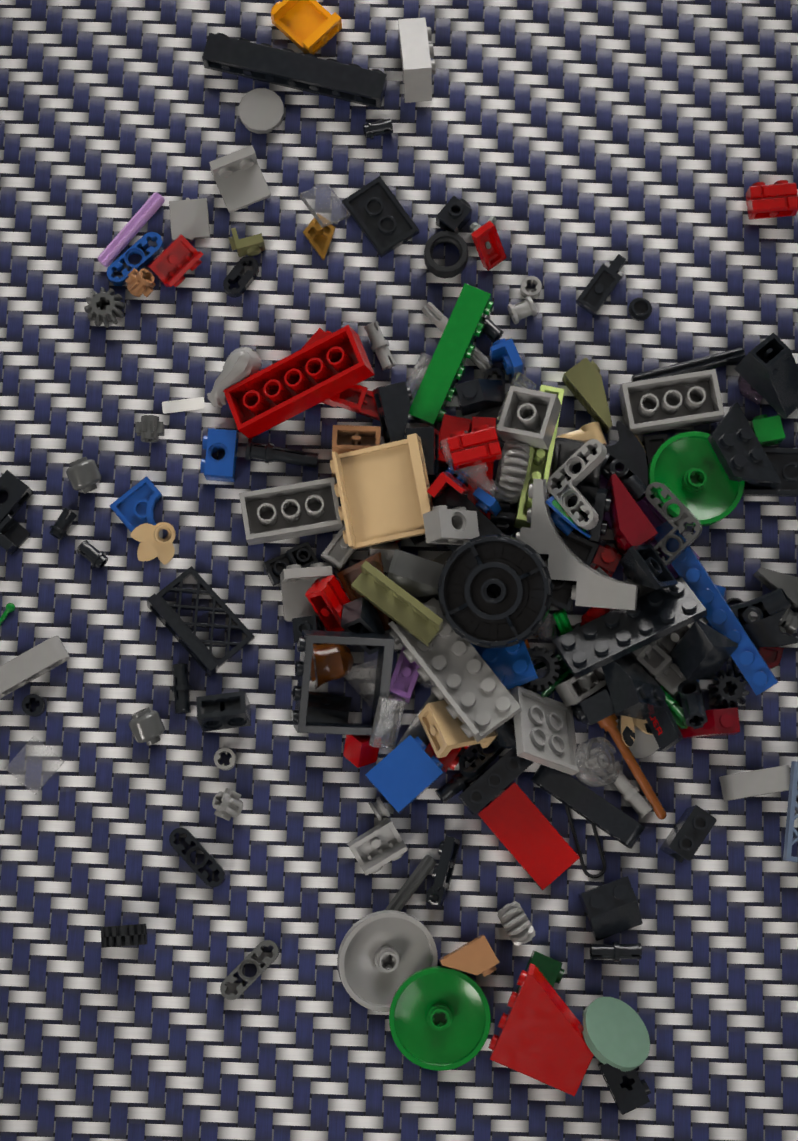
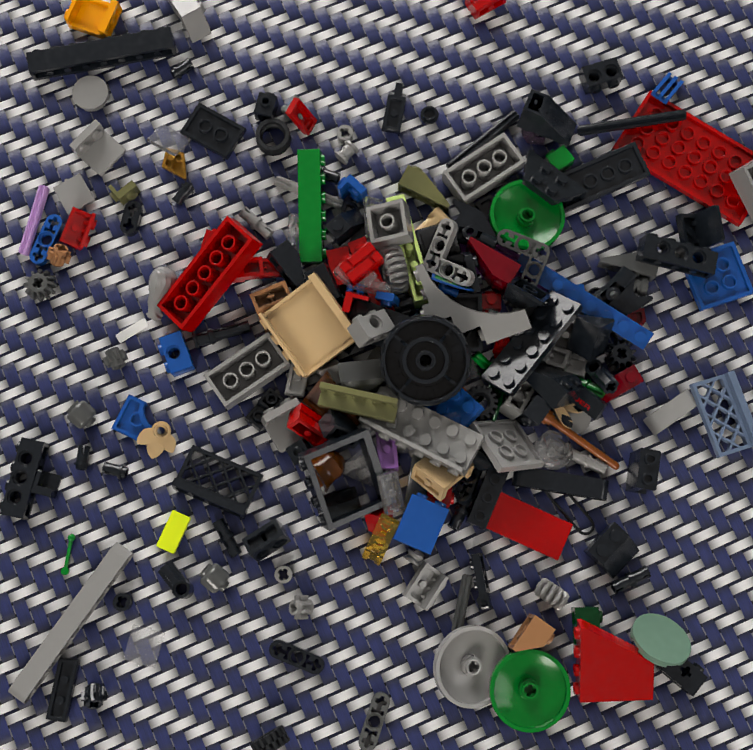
camera: 25 degrees left, 0 degrees up
(103, 707) = (175, 579): none -> black piece
(125, 654) = (173, 532): none -> neon yellow tile
(313, 274) = (183, 193): none -> black pin
(351, 770) = (380, 538): none -> clear yellow plate

